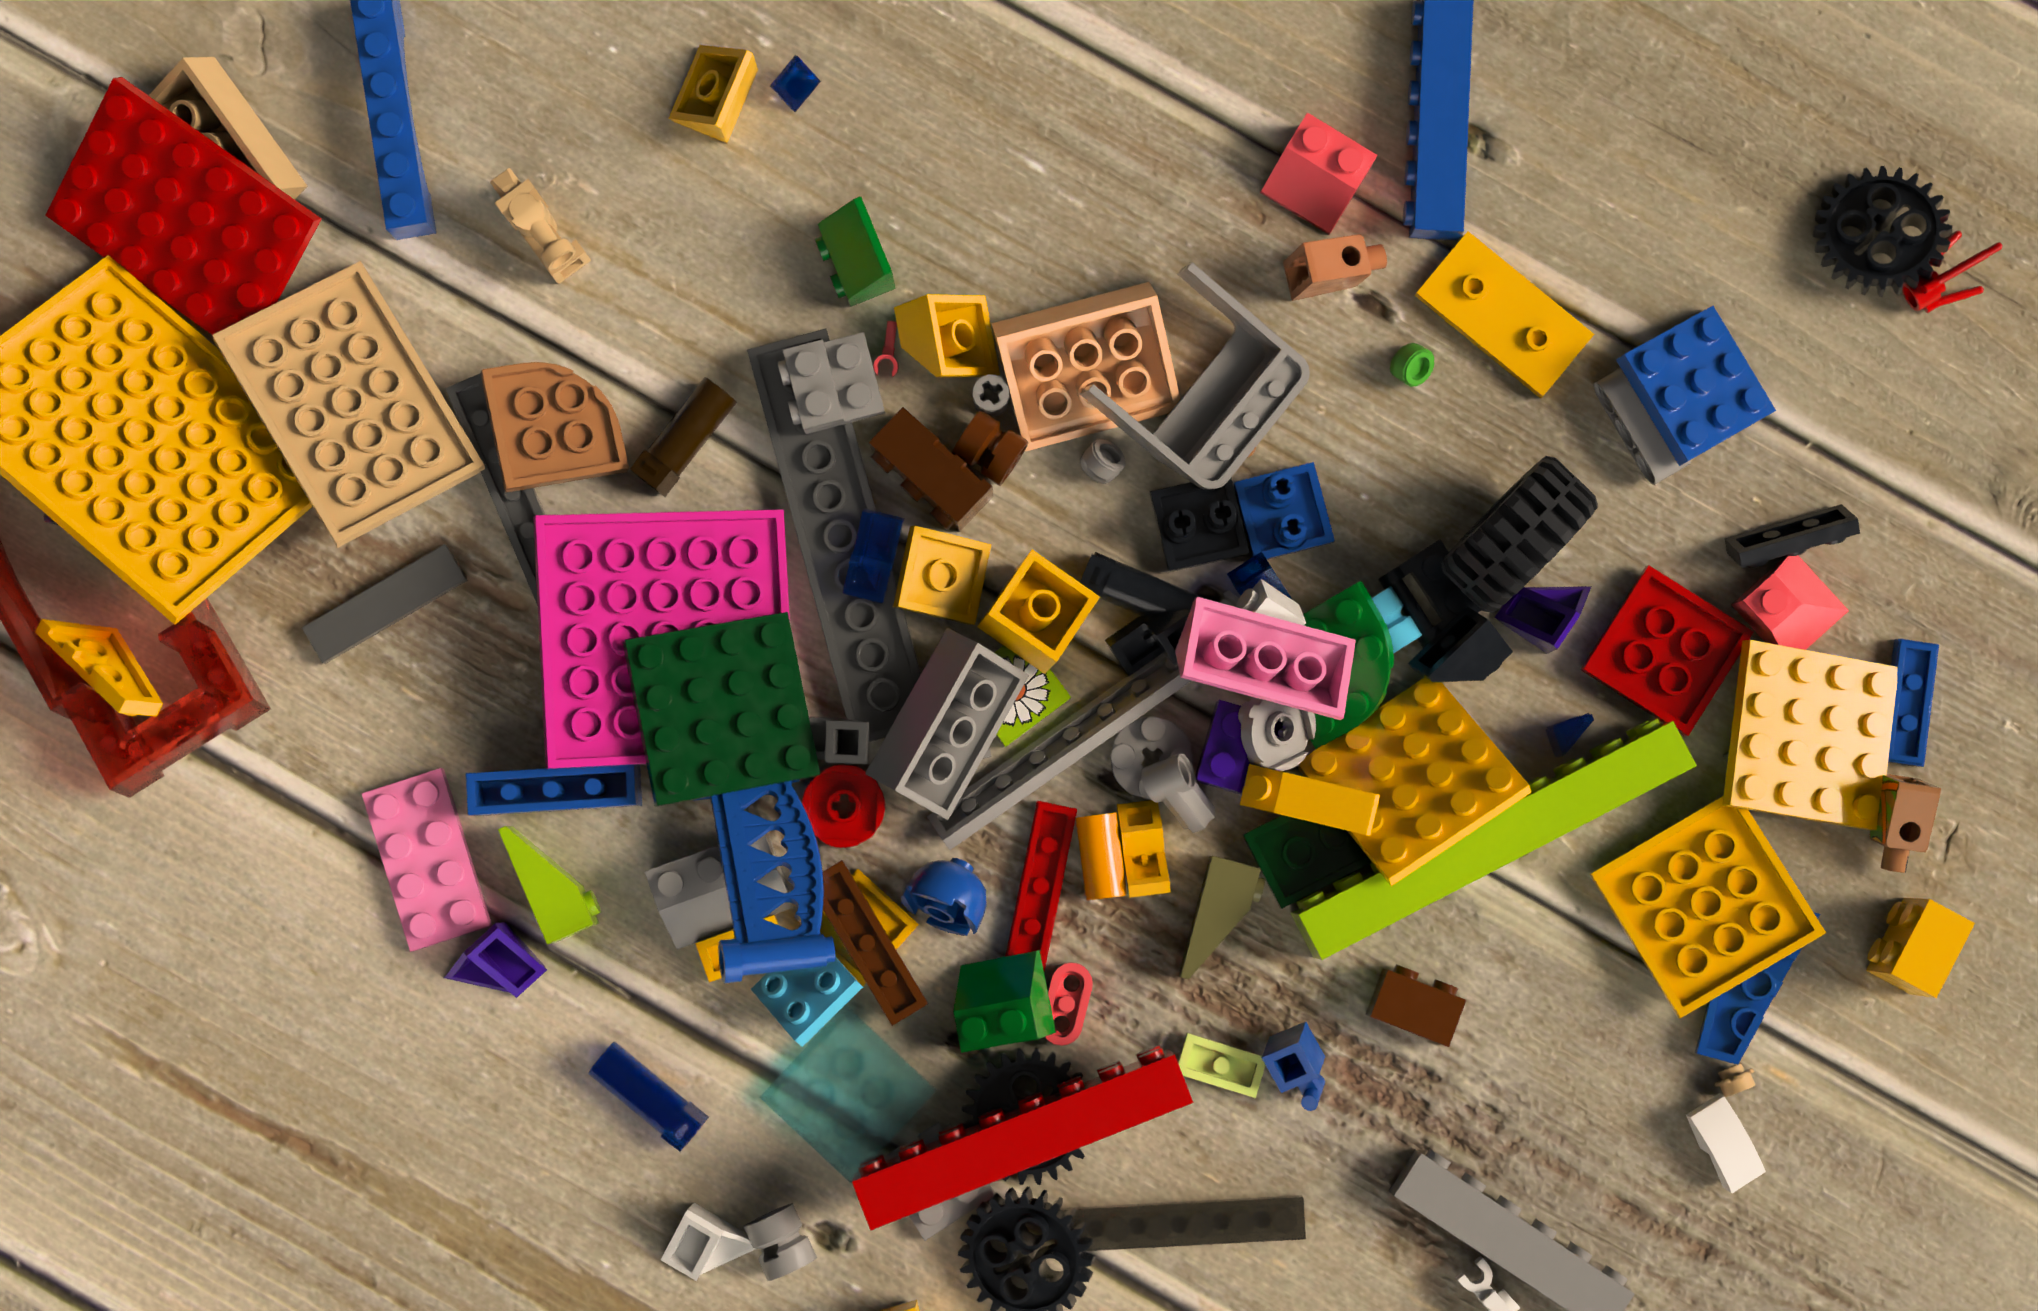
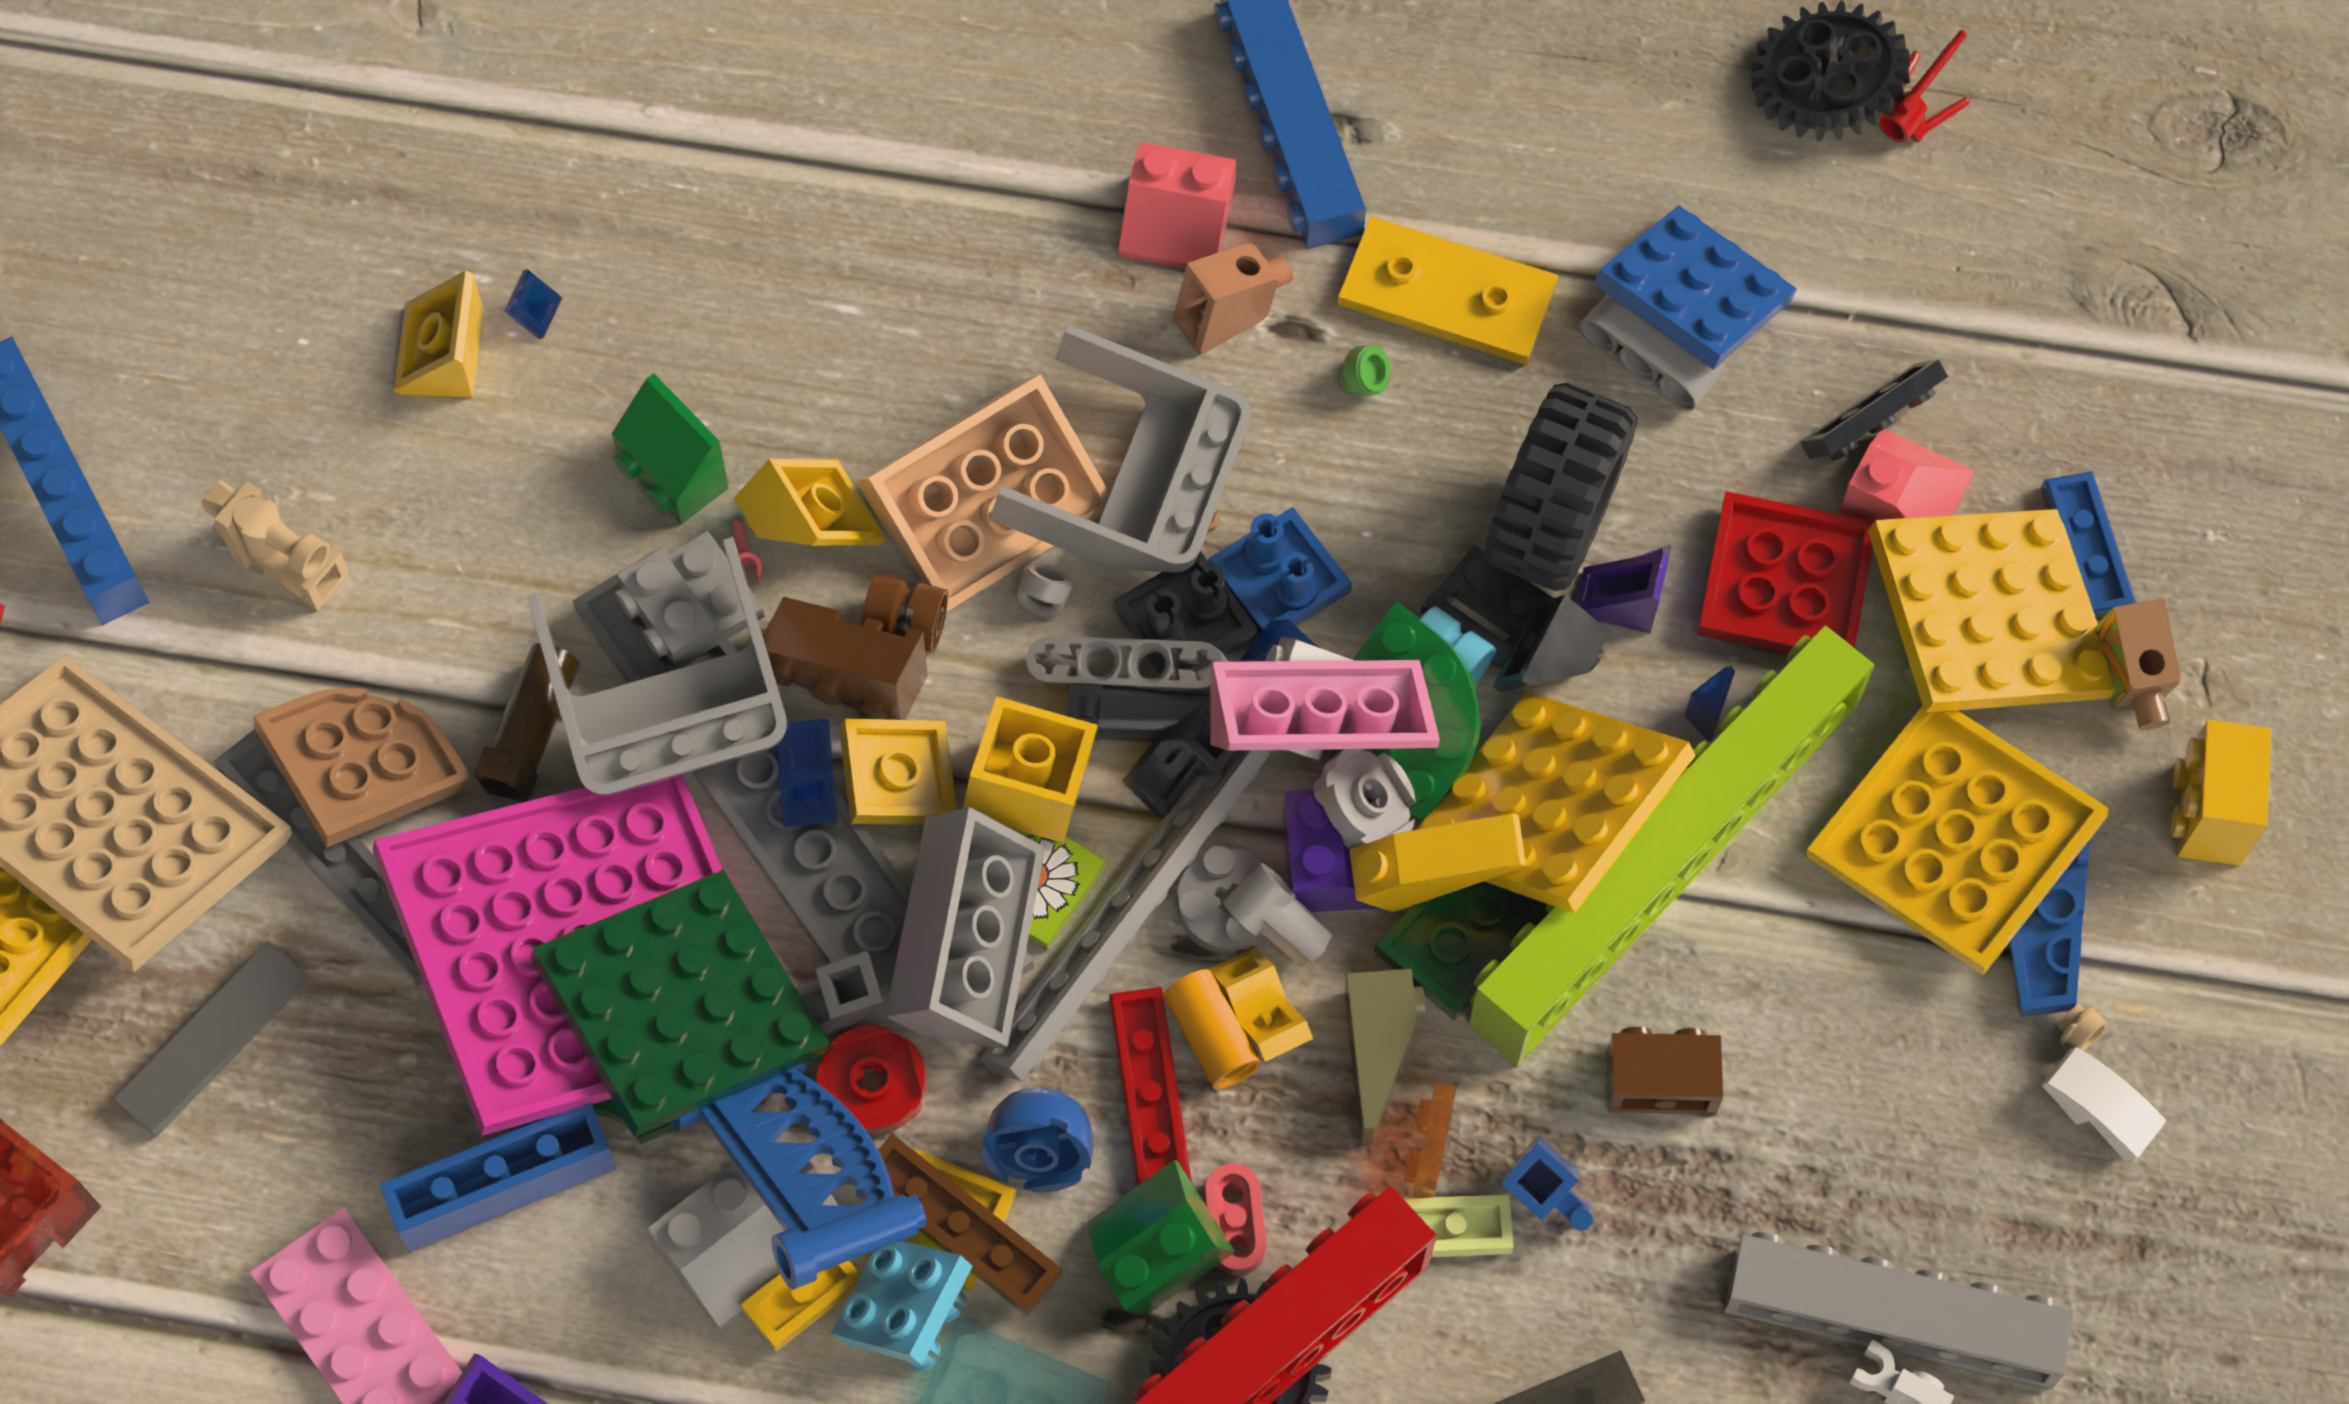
camera: 20 degrees left, 20 degrees down
(554, 895) = (536, 1305): lime slope -> none
(786, 481) = (673, 718): none -> light grey windscreen
(994, 383) = (886, 545): light grey bush -> none
(1140, 552) = (1126, 670): none -> light grey beam
(1235, 984) = (1434, 1121): none -> clear orange plate

